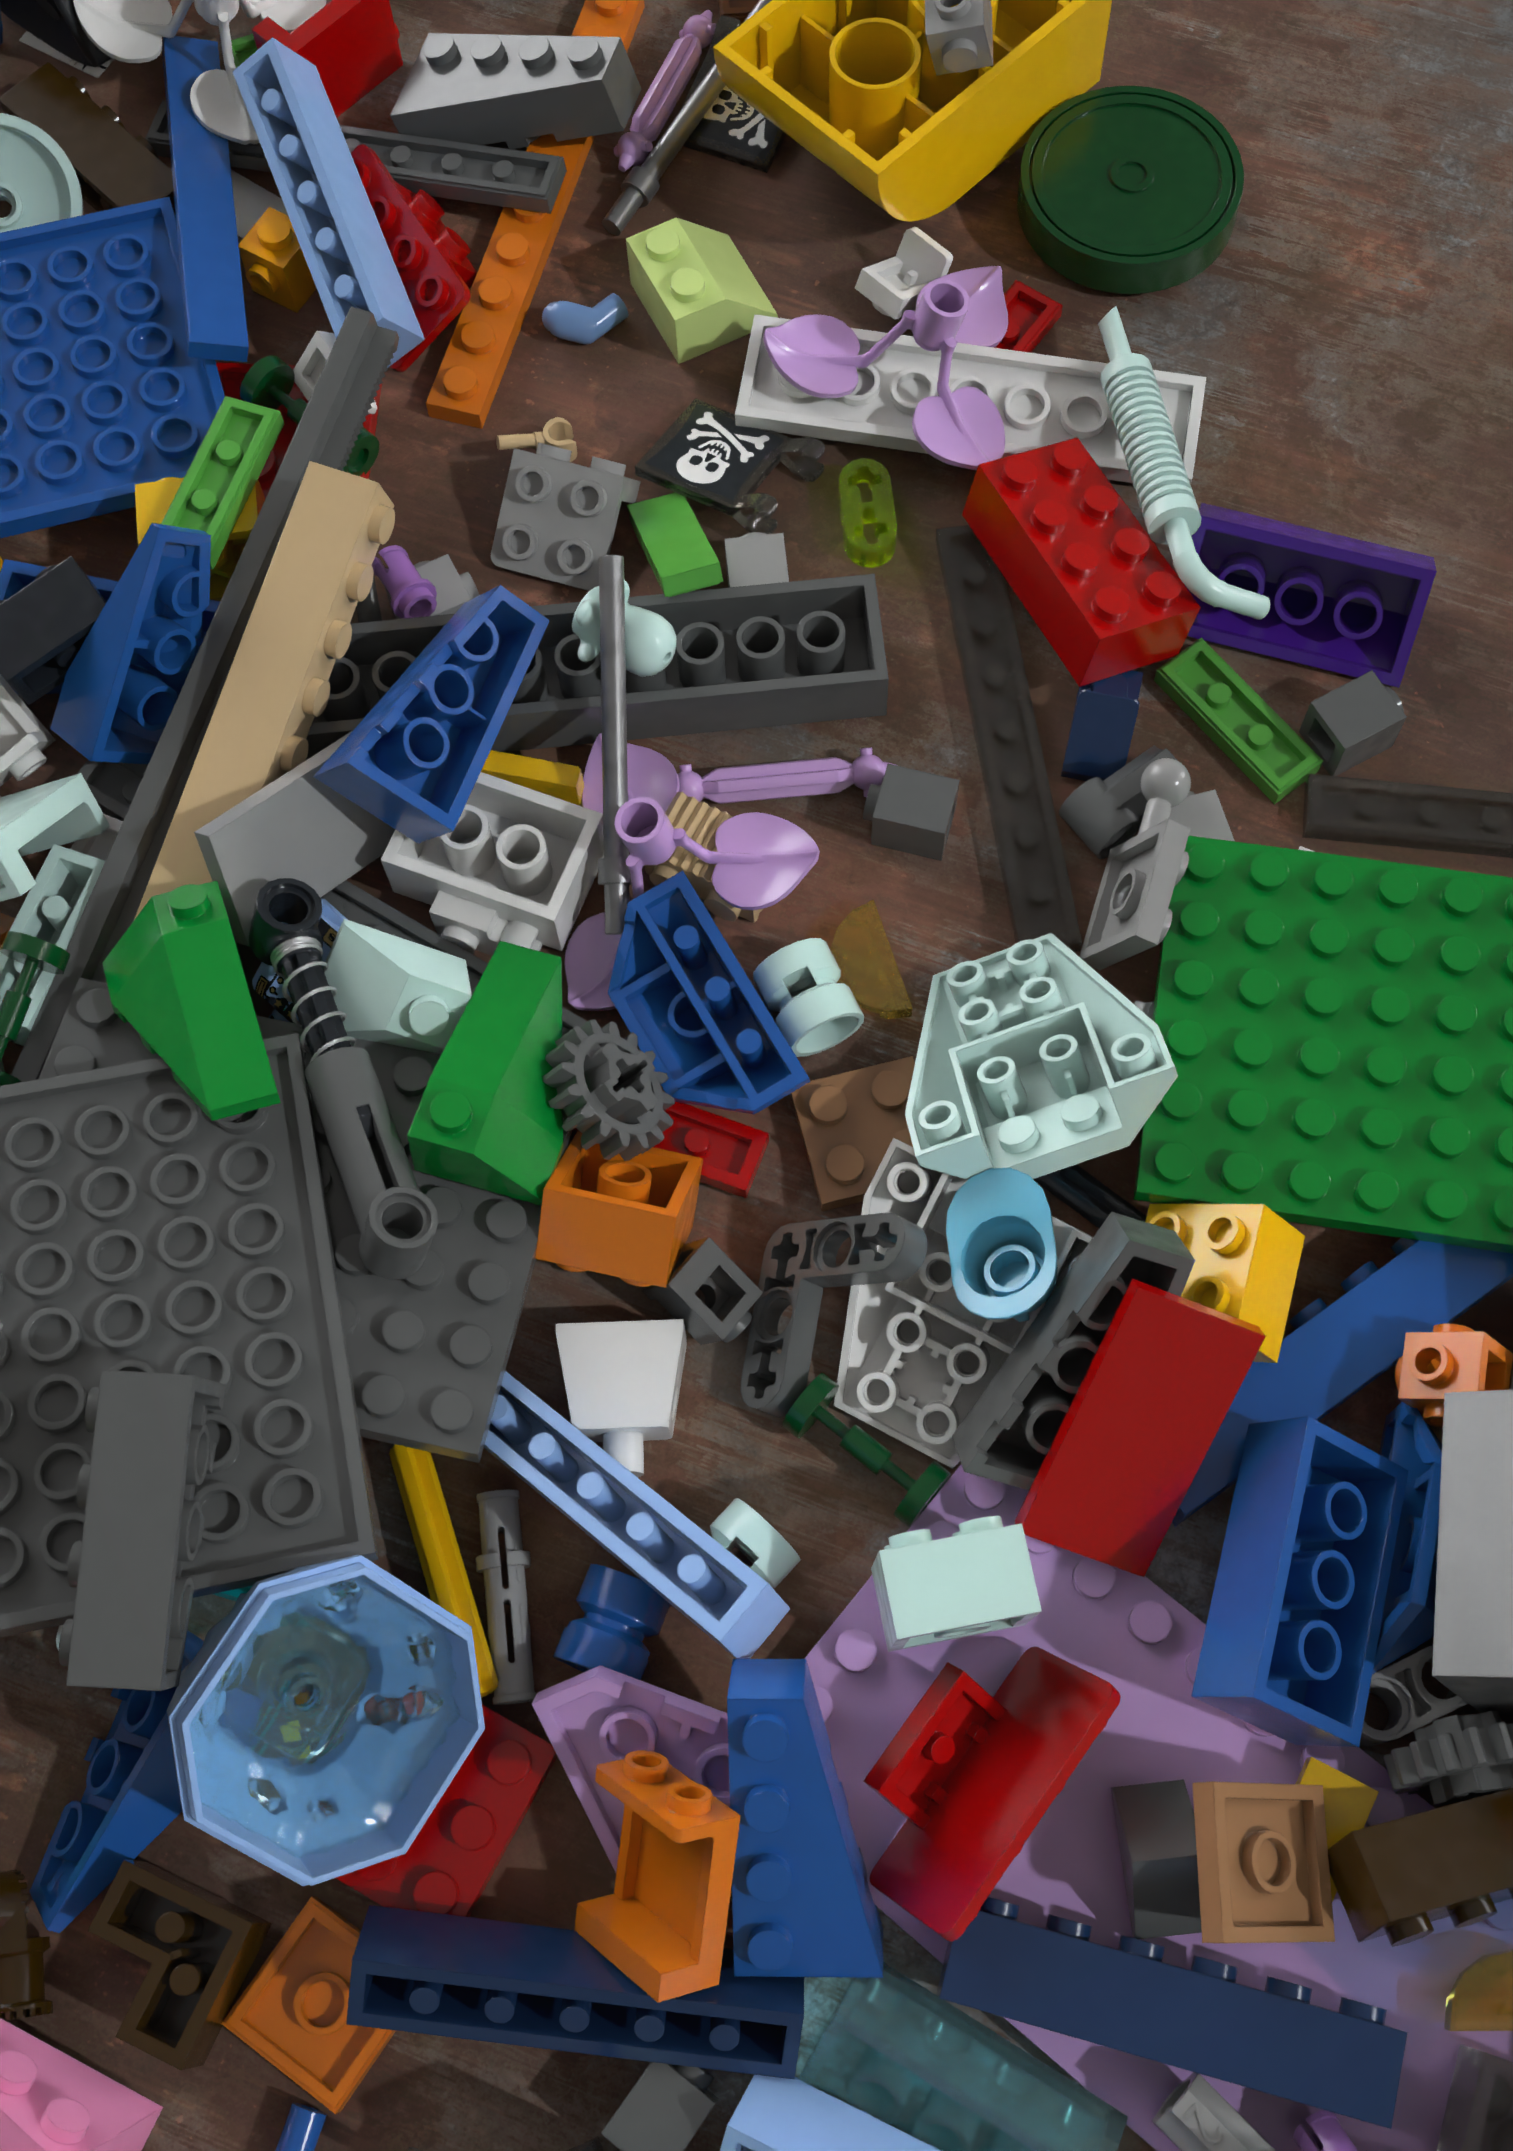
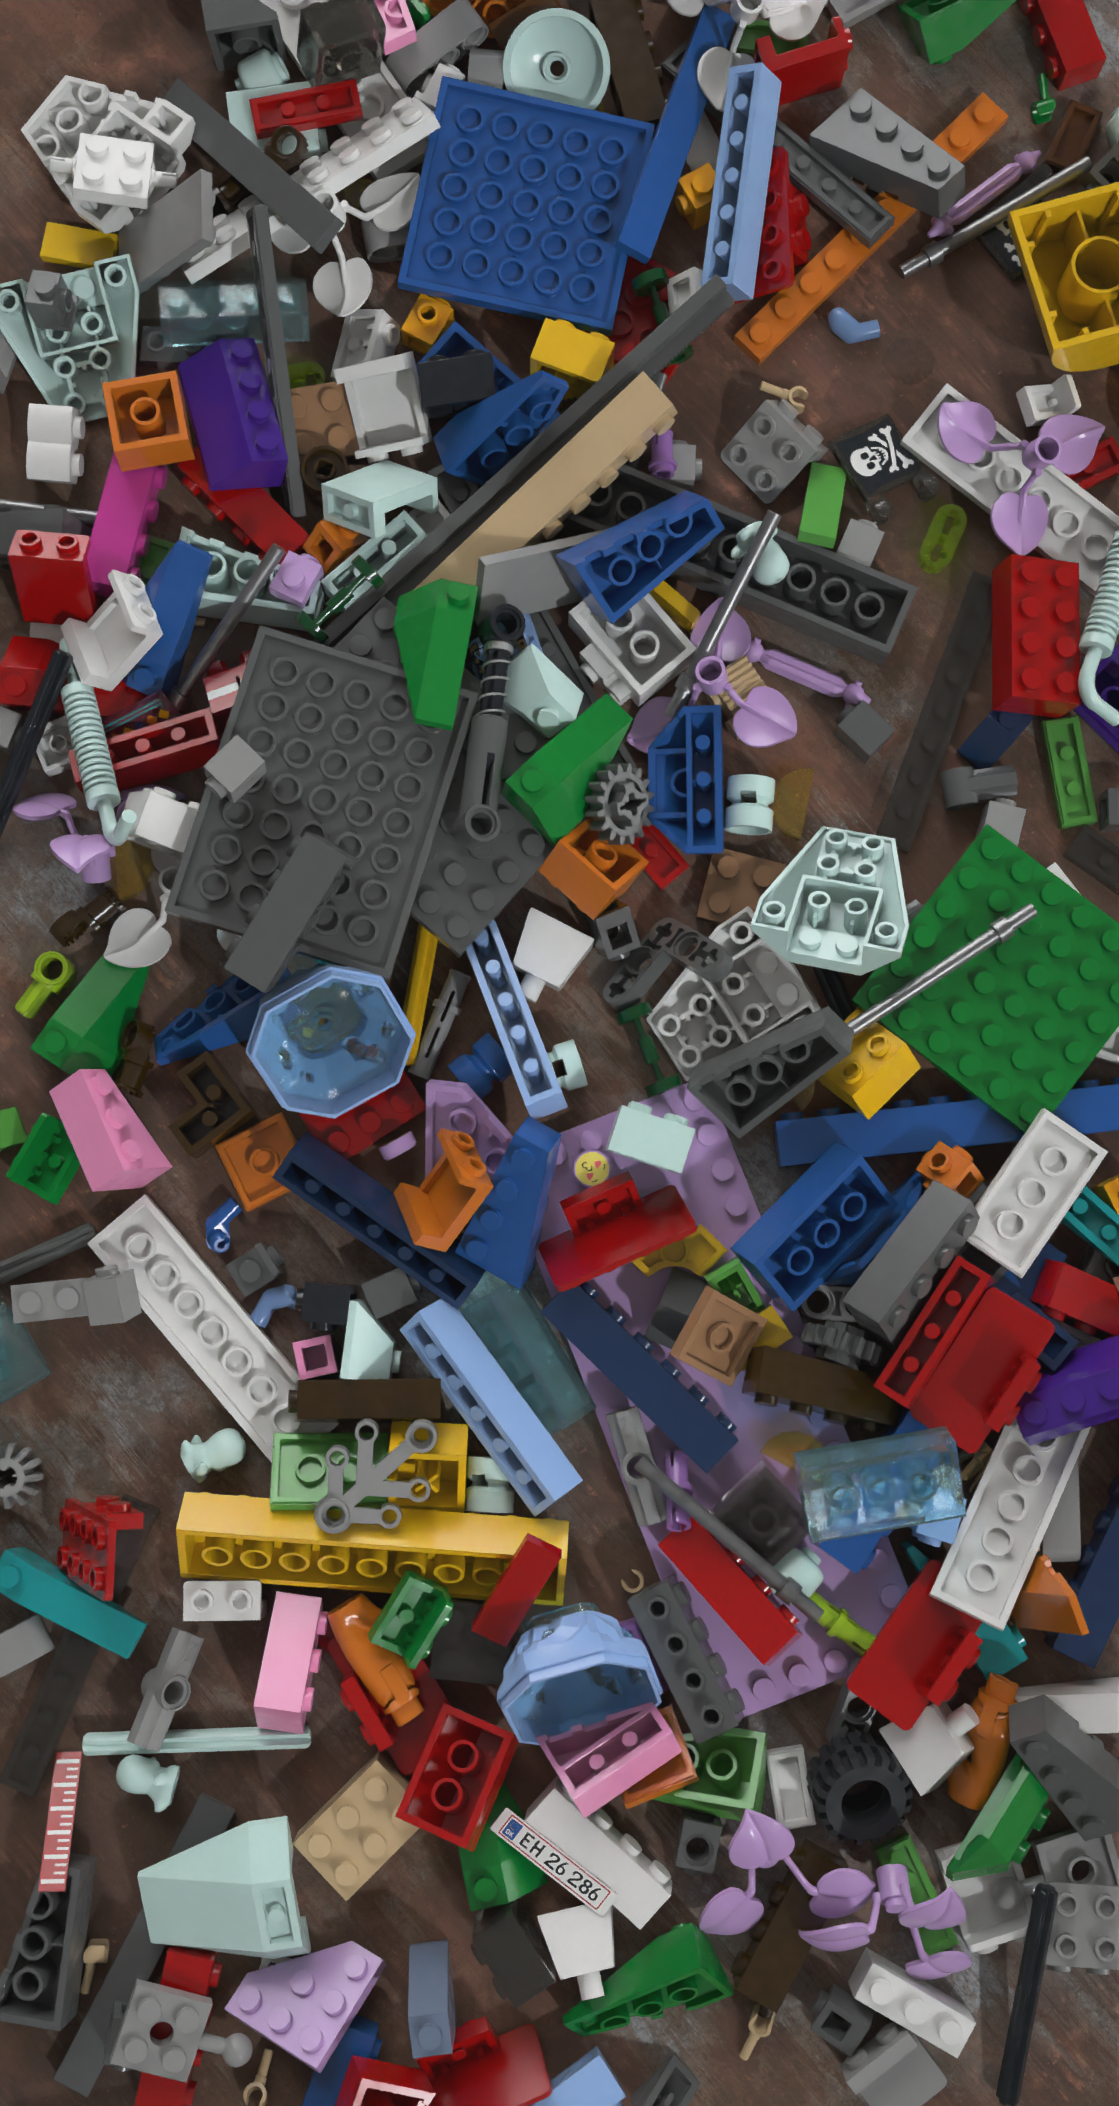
camera: 25 degrees right, 15 degrees up
(225, 471) = (593, 340): bright green tile -> none
(540, 1842) = (397, 1146): none -> lavender tile
(694, 286) = (927, 342): yellowish green slope -> none
(884, 1694) = (591, 1168): none -> light yellow tile
(1001, 1245) = (768, 990): medium azure piece -> none
(1134, 1743) = (695, 1252): none -> yellow tile
(1139, 1428) = (780, 1114): red tile -> none
(1141, 874) = (958, 834): light grey plate -> none
(1230, 1751) = (735, 1283): none -> bright green slope
(1293, 968) = (999, 931): none -> flat silver bar

